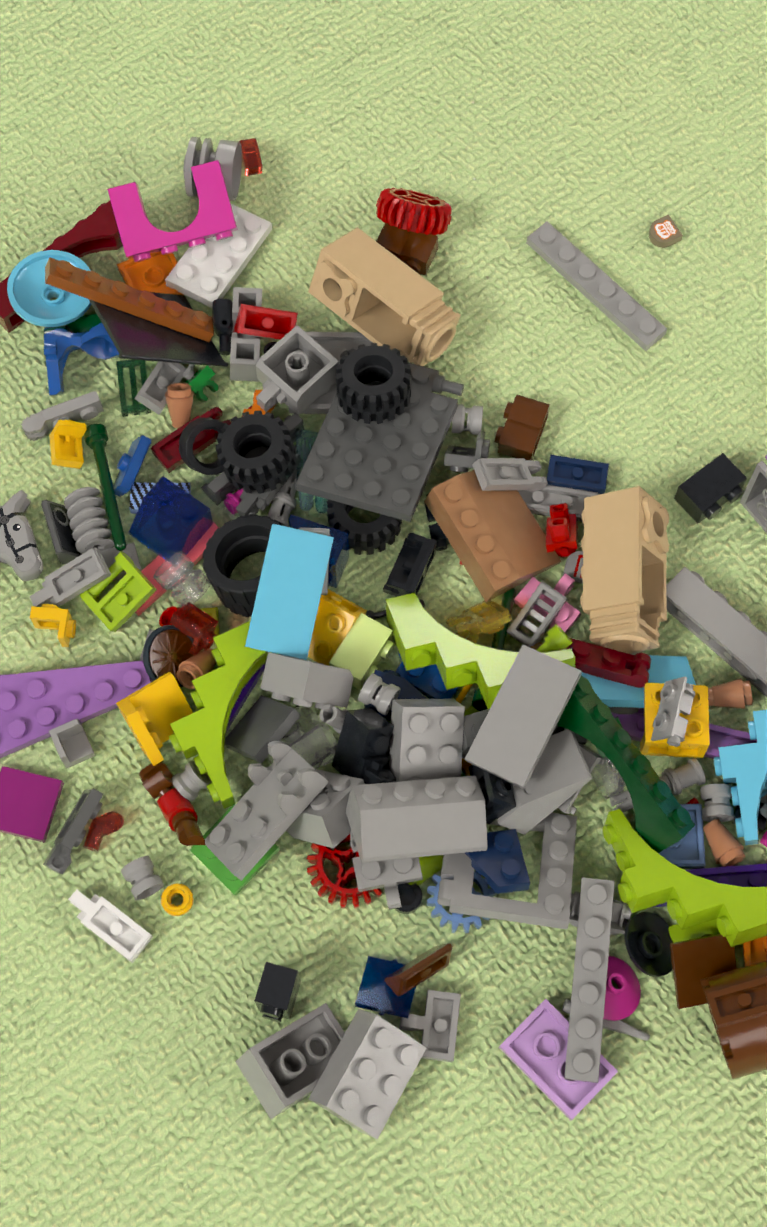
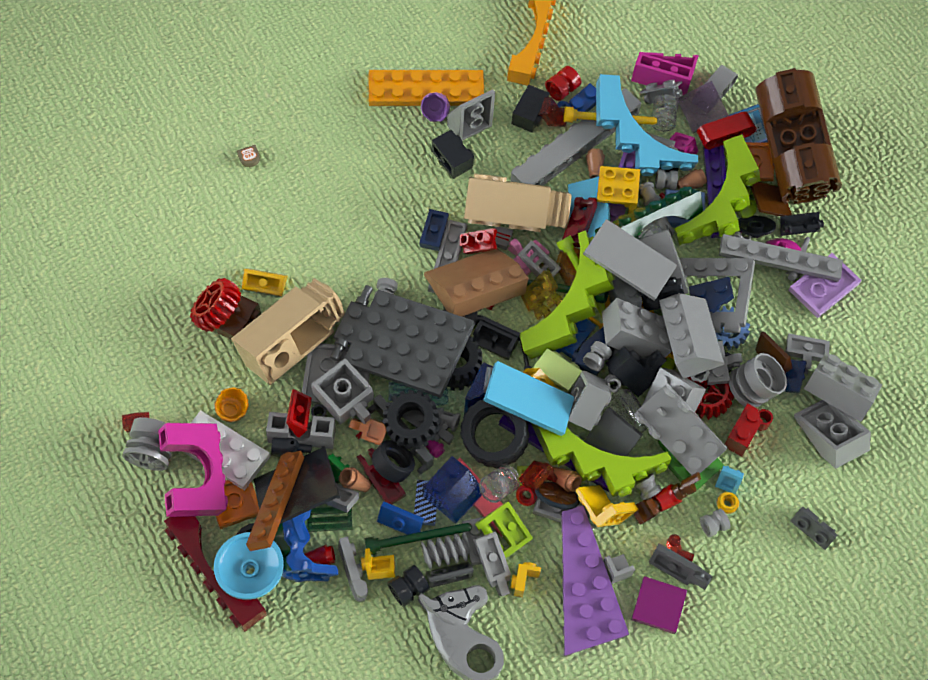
camera: 90 degrees left, 5 degrees down
(36, 478) = (408, 585): none -> black wheel
(79, 377) = (322, 555): none -> red cone
(111, 925) = (746, 545): white hinge -> none
(134, 1037) = (817, 531): none -> dark grey hinge
(209, 900) = (729, 479): none -> medium azure tile
(277, 992) = (794, 436): black brick -> none
(278, 253) = (231, 404): none -> light orange hair
(291, 924) = (746, 428): none -> red hinge
(365, 950) = (757, 380): none -> light grey wheel
(368, 365) = (361, 321): black tyre -> none
(463, 457) = (419, 286): dark grey bracket -> none
(469, 274) = (264, 282): none -> yellow slope
(508, 474) = (441, 263): light grey hinge -> none
(523, 427) = (396, 257): reddish brown brick -> none
(596, 286) = (284, 203): light grey plate -> none
(668, 1020) = (800, 223): none -> black hinge
(675, 699) = (622, 183): light grey hinge -> none

